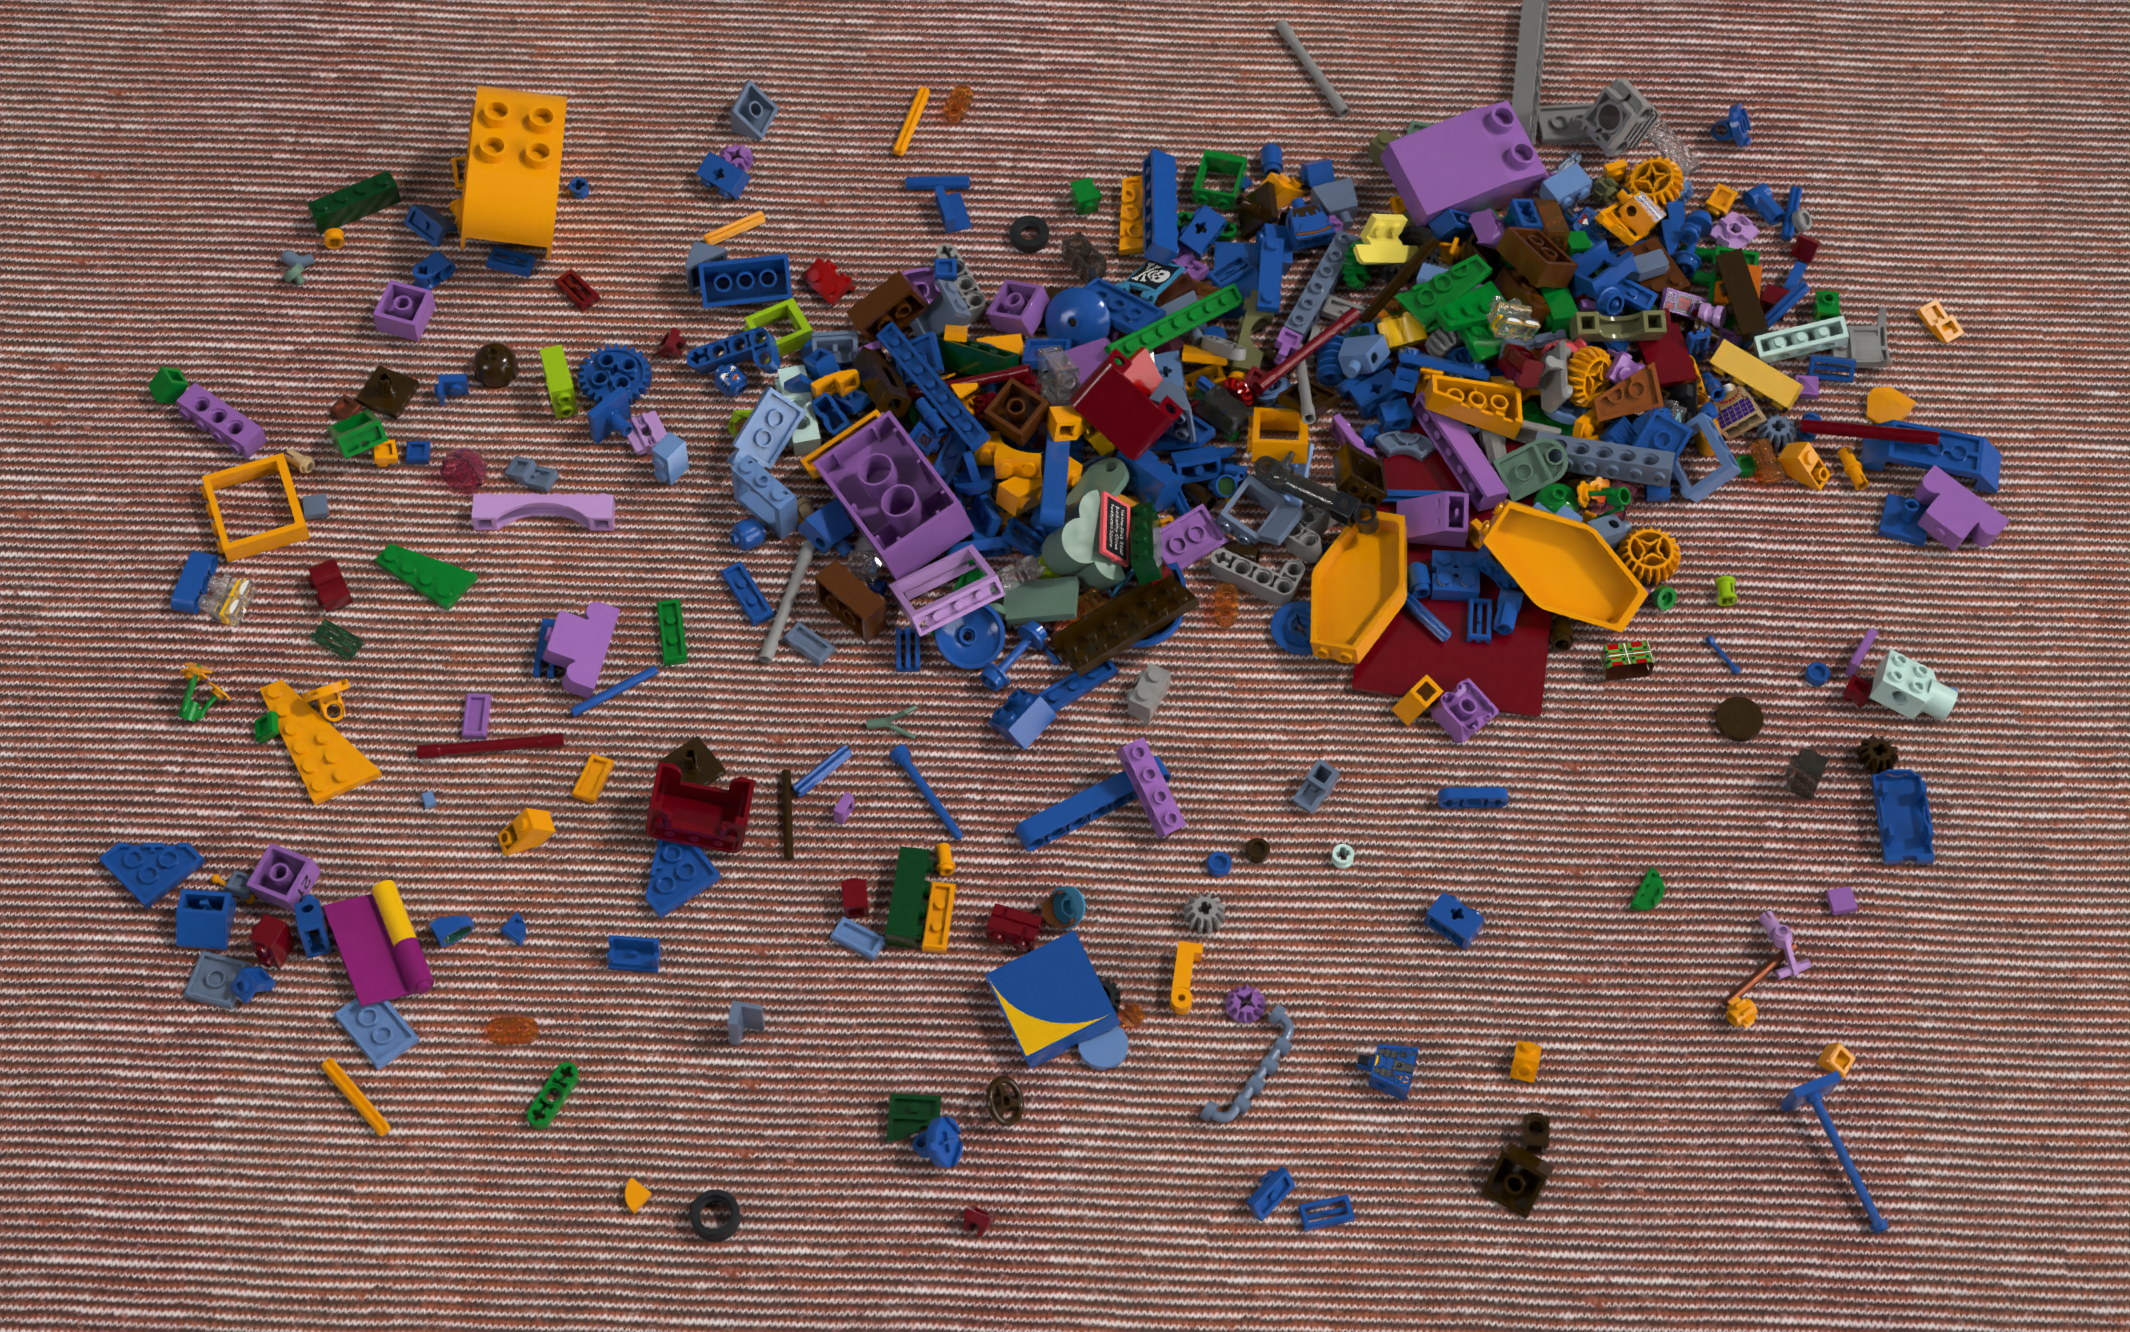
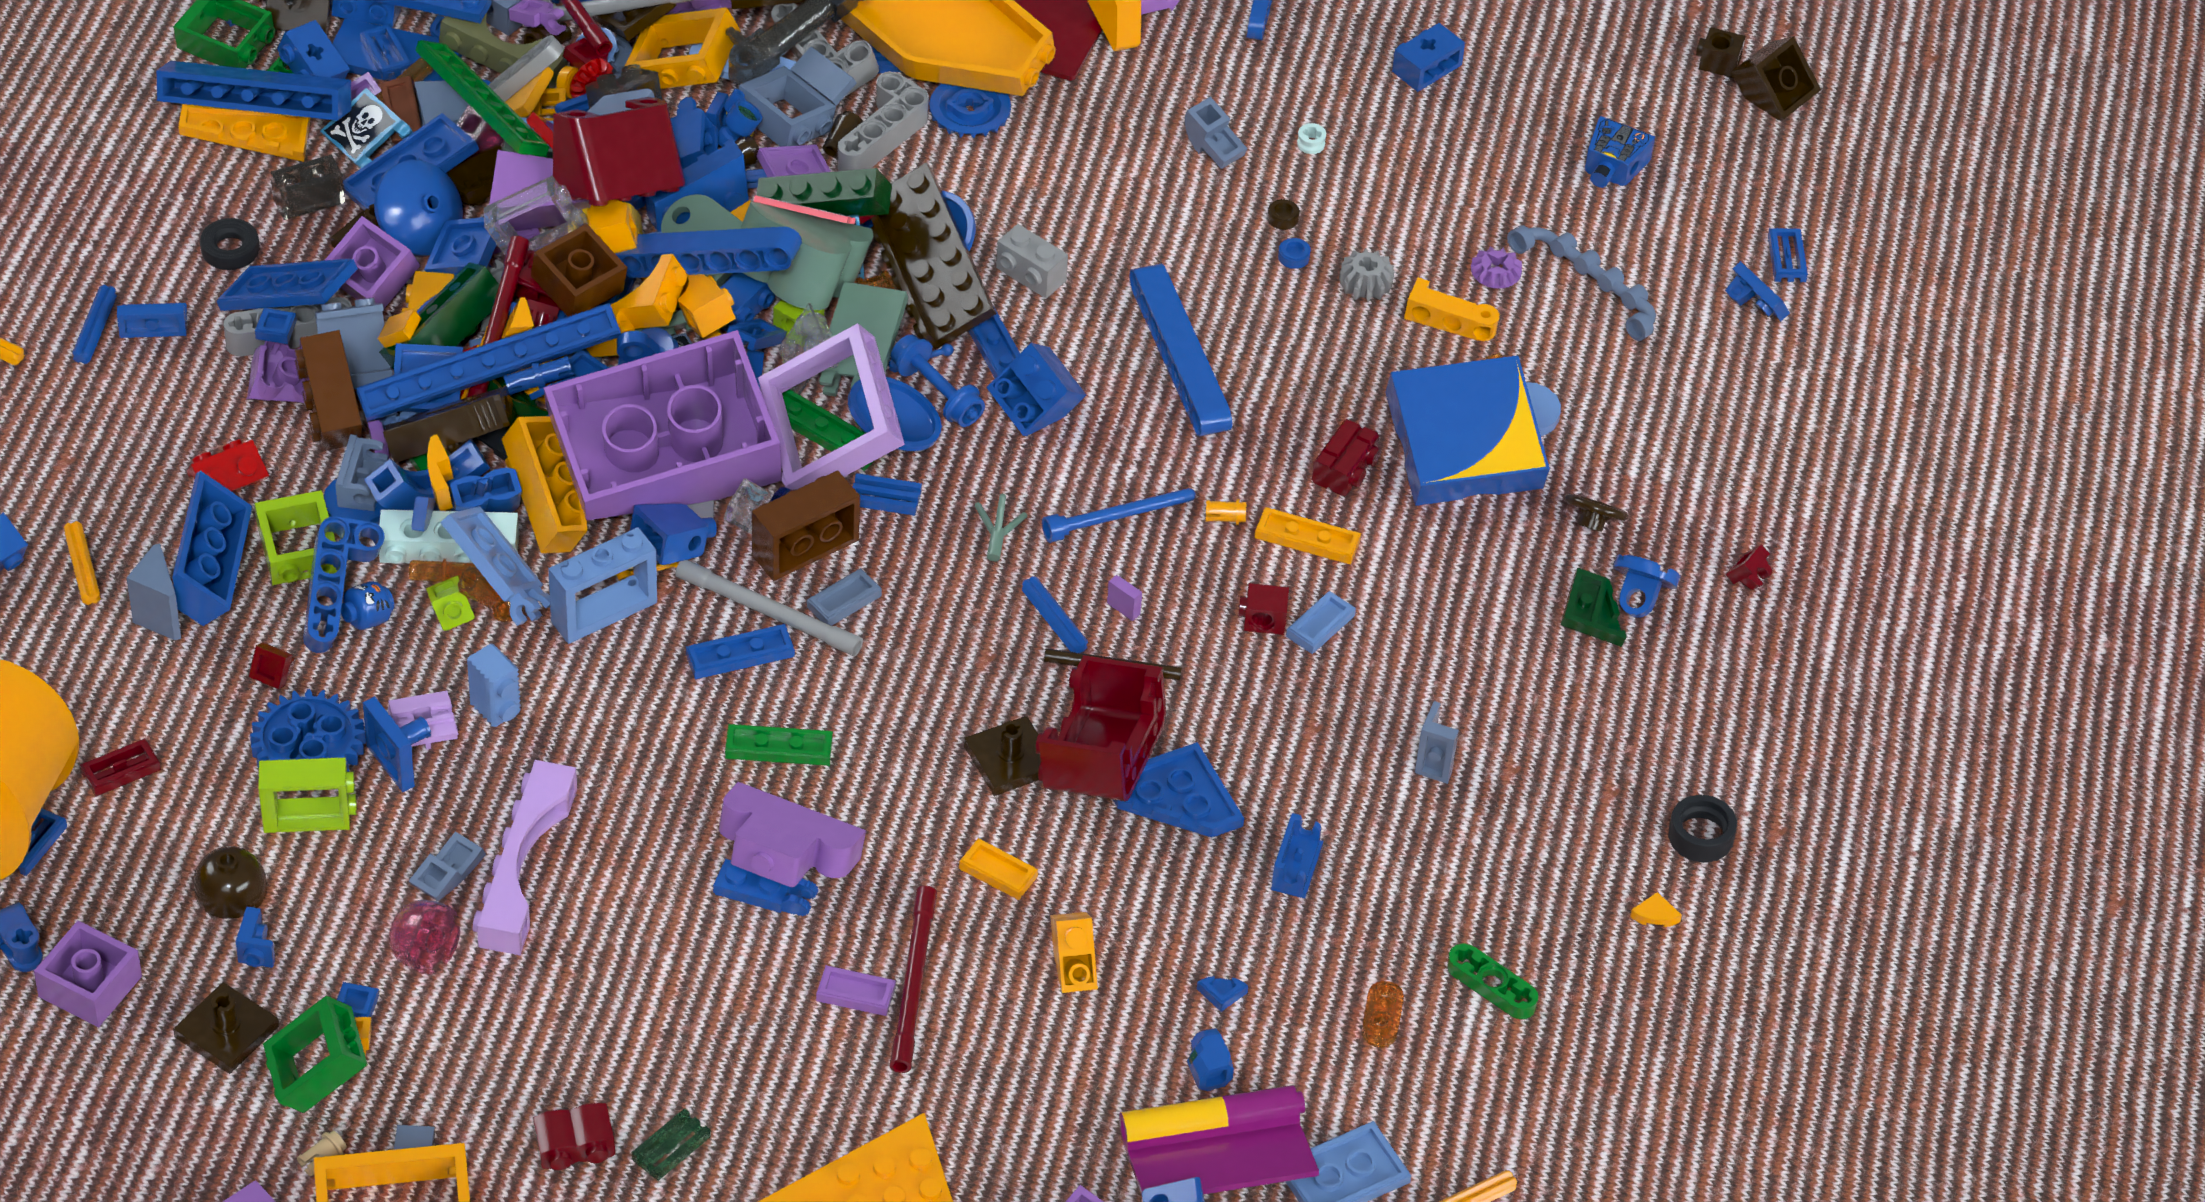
camera: 80 degrees left, 10 degrees down
(326, 696) = (781, 1153): light orange tile -> none
(345, 408) = (238, 1086): copper tile -> none
(428, 800) = (983, 1065): medium blue piece -> none
(430, 577) = (591, 1016): green wing -> none
(613, 691) = (857, 819): blue bar -> none
(748, 534) = (646, 626): blue head -> none
(908, 897) = (1276, 554): dark green brick -> none
(983, 266) = (287, 284): none -> blue tile
(1064, 908) = (1334, 395): dark azure piece -> none
(1085, 196) = (193, 171): green brick -> none
(1150, 787) = (1188, 272): medium lavender brick -> none
(1226, 607) = (903, 160): clear orange plate -> none
(1525, 1061) = (1624, 36): light orange bracket -> none

